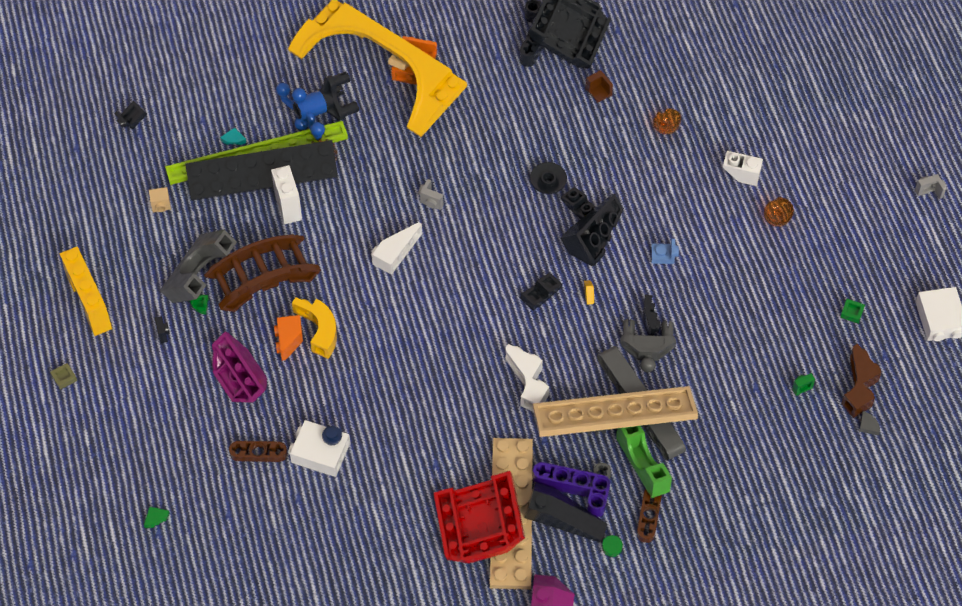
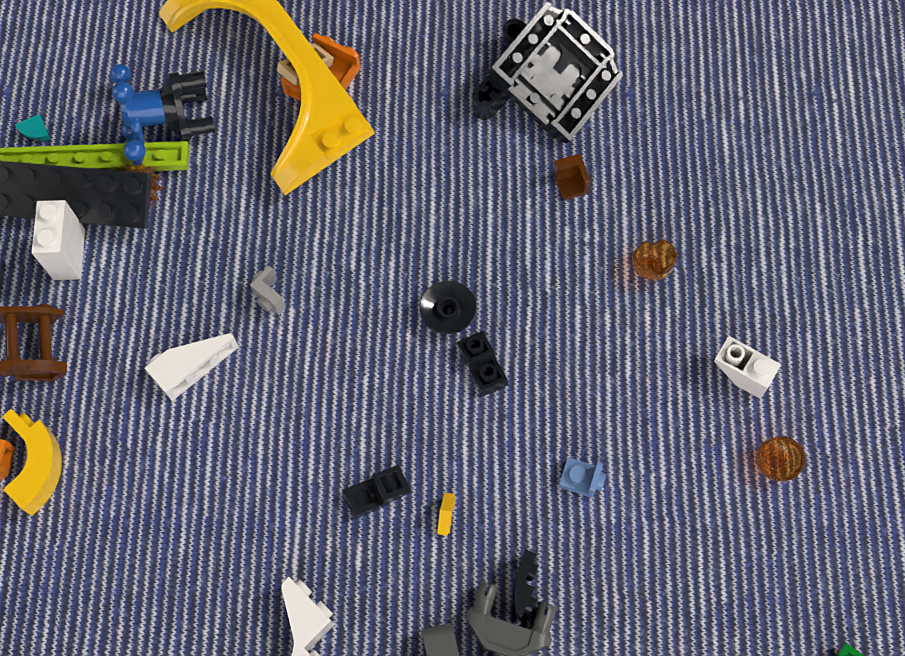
camera: 20 degrees right, 10 degrees up
(592, 232) = (479, 417): black wedge -> none

